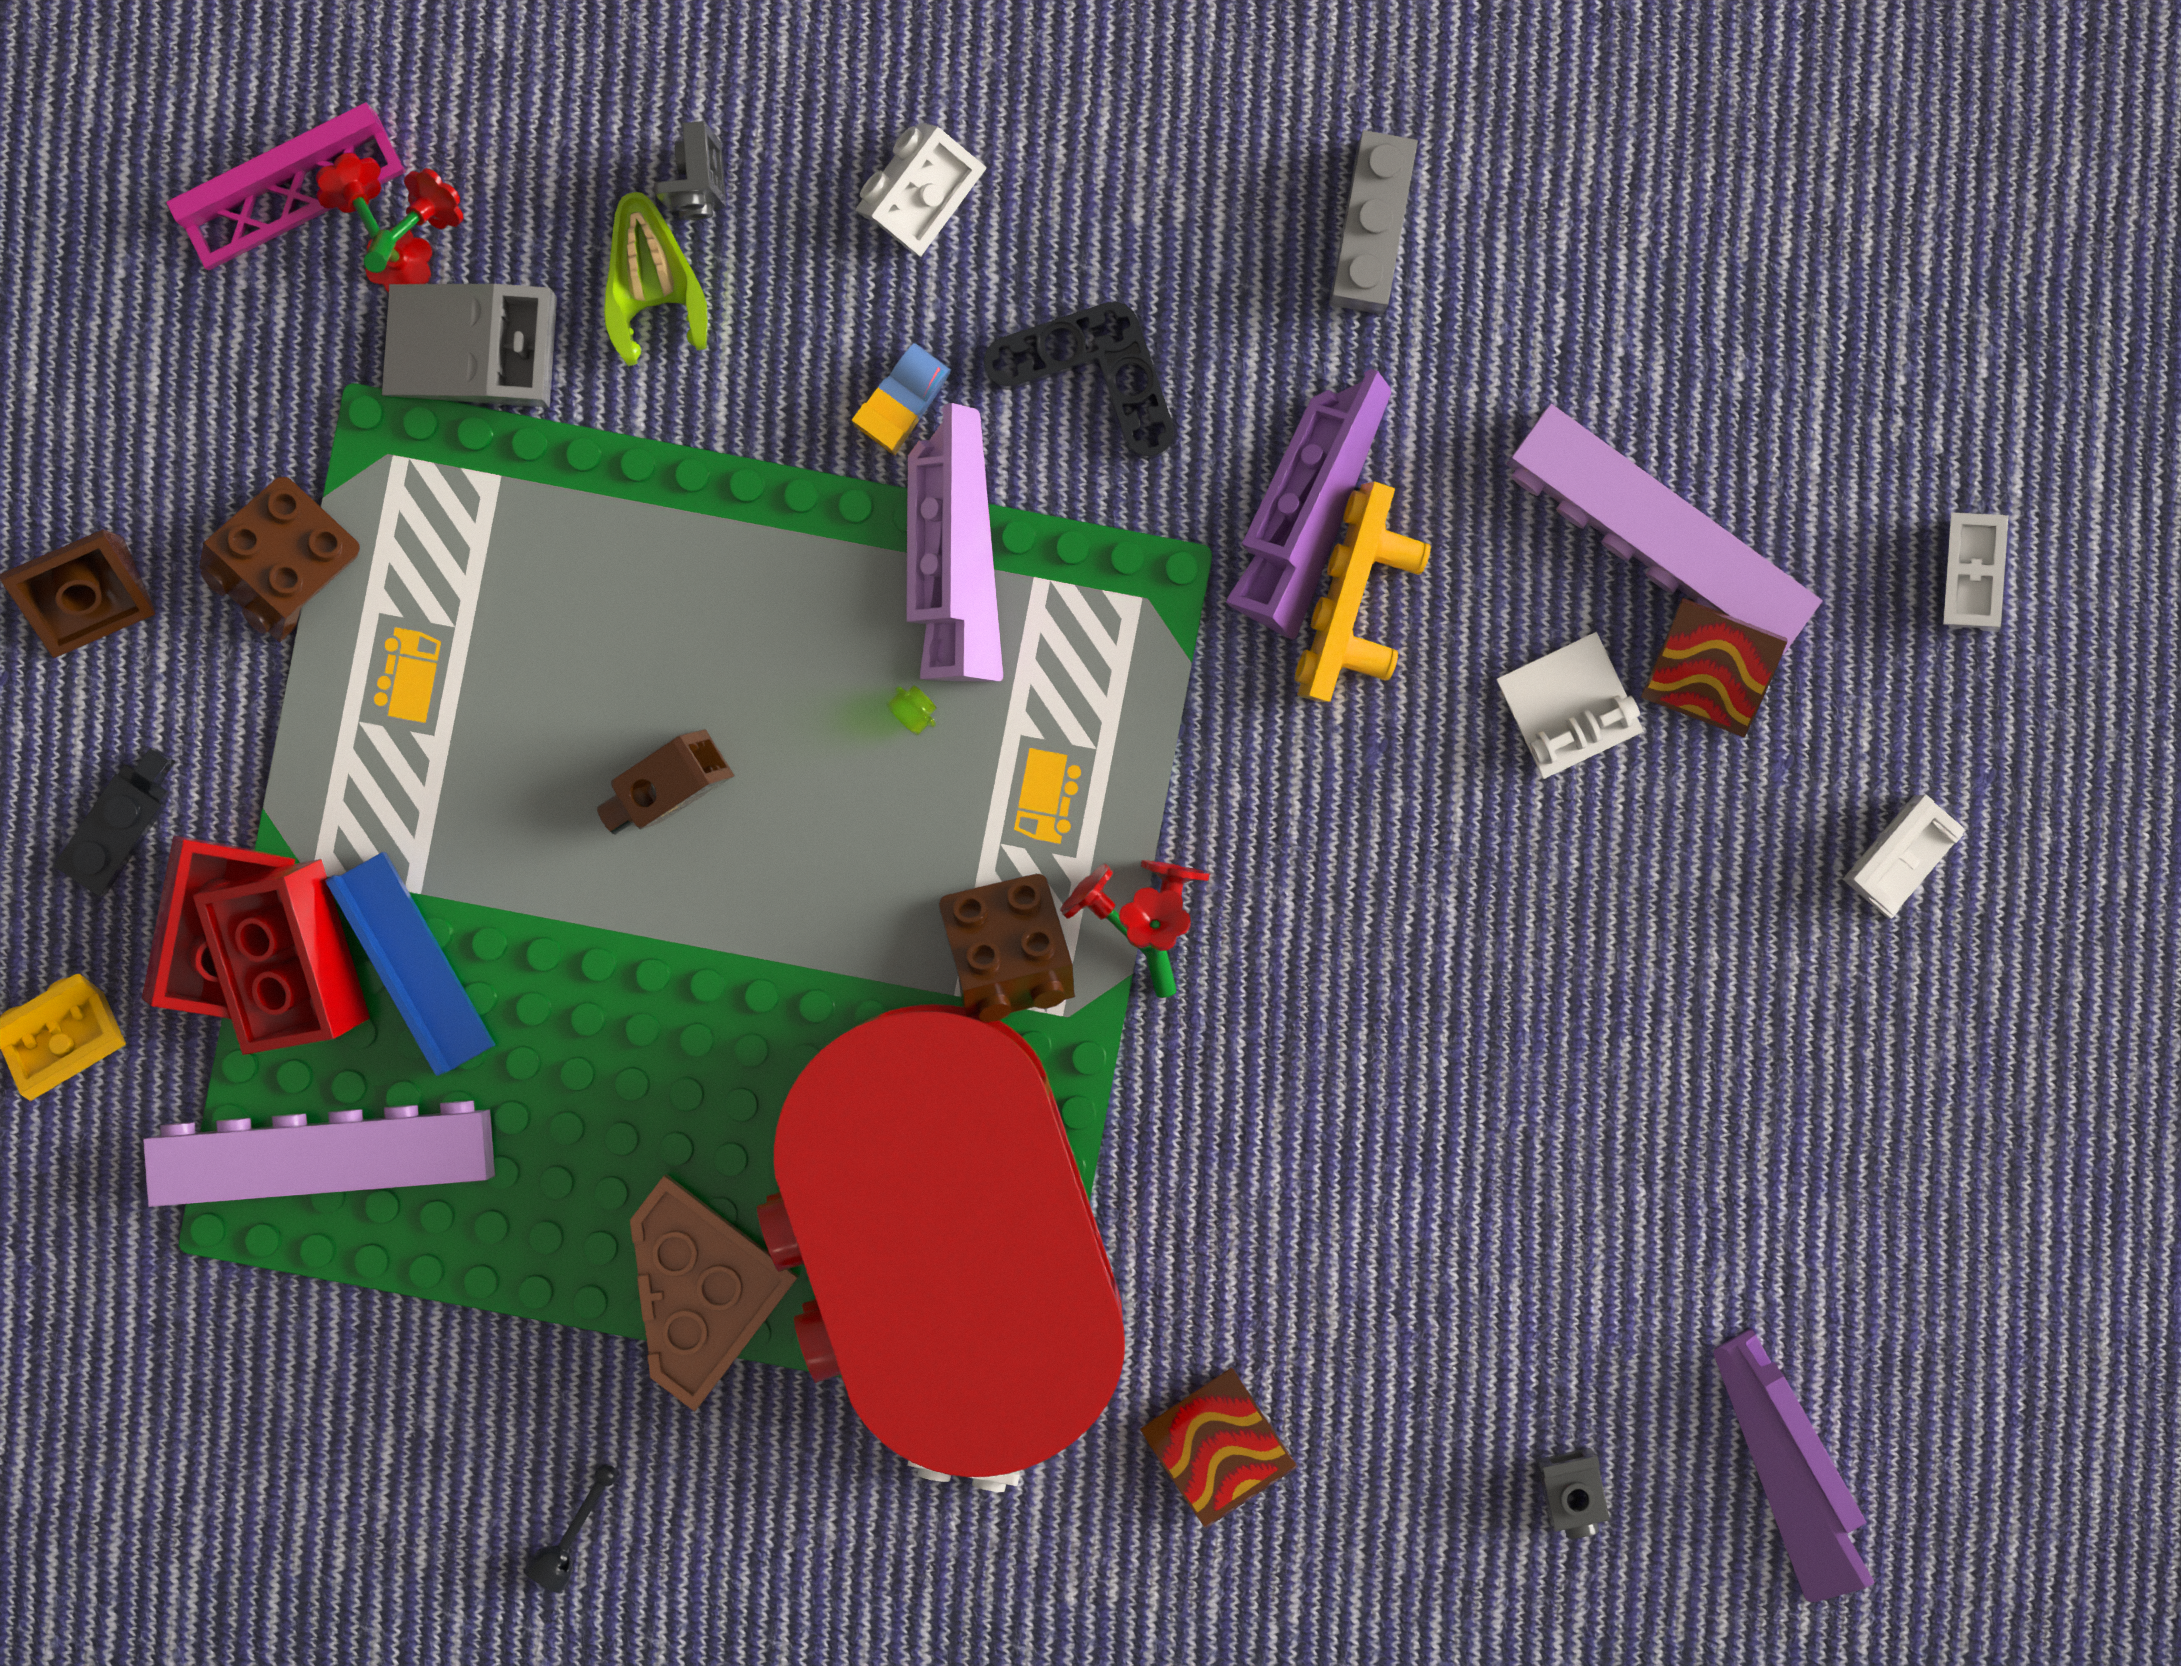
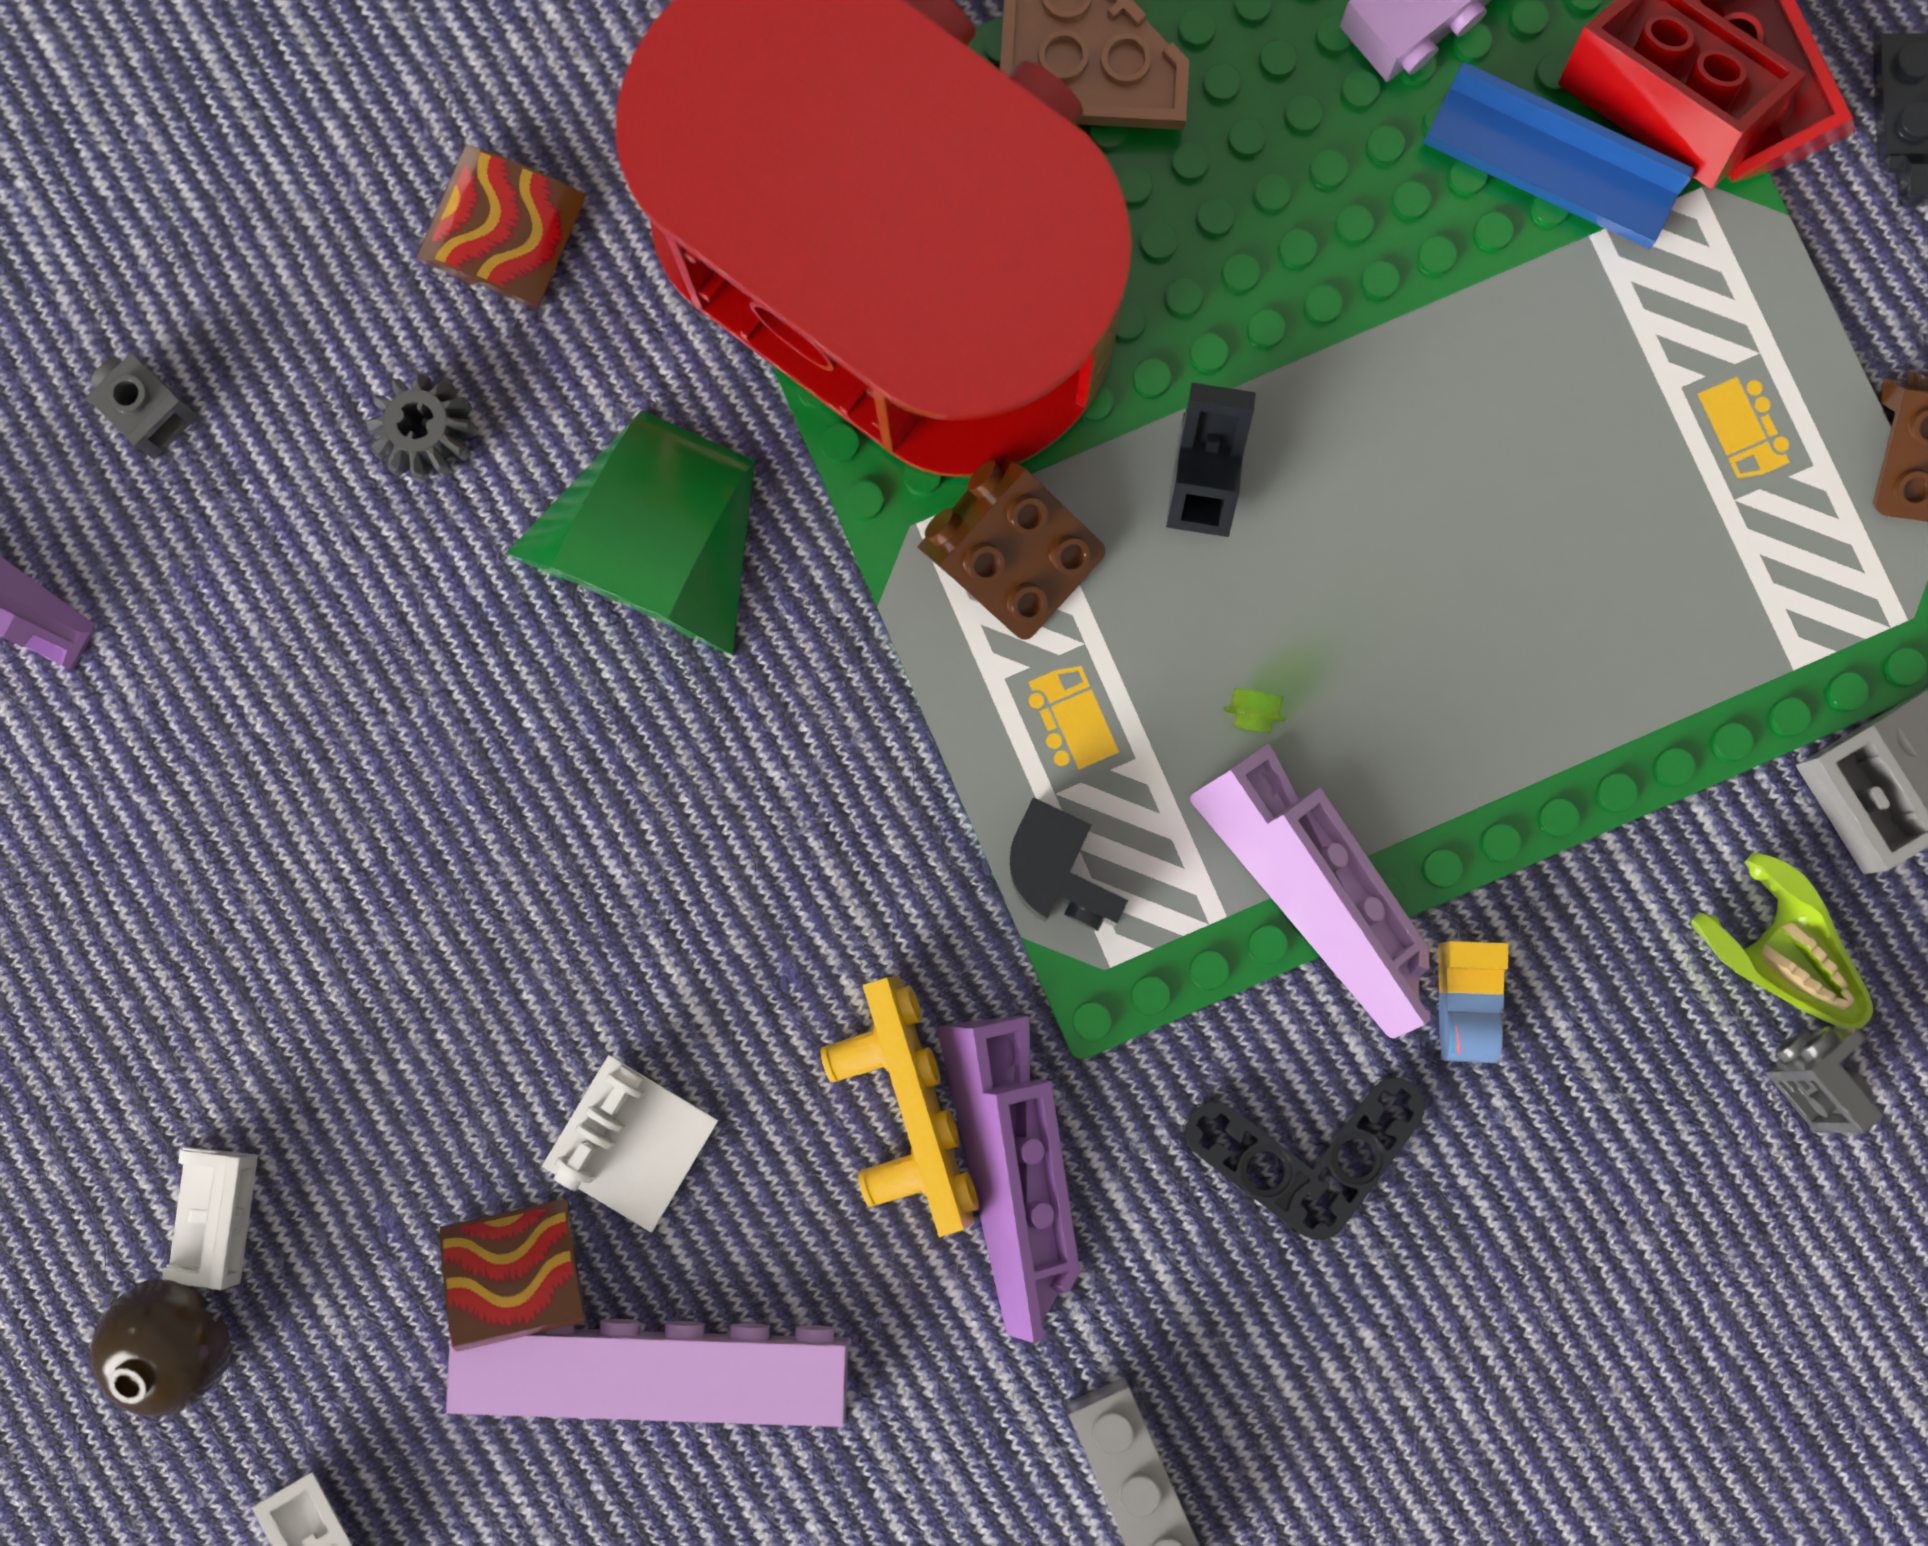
camera: 150 degrees right, 5 degrees down
(679, 772) = (1439, 482): reddish brown torso -> none
(822, 910) = (1210, 459): none -> black brick
(919, 186) = (1598, 1219): white bracket -> none
(1142, 702) = (1042, 863): none -> black brick
(1148, 921) = (893, 657): red plant -> none
(1257, 1142) = (654, 528): none -> green wedge
(1365, 1317) = (398, 427): none -> dark grey gear
(1996, 783) = (158, 1349): none -> dark brown cylinder

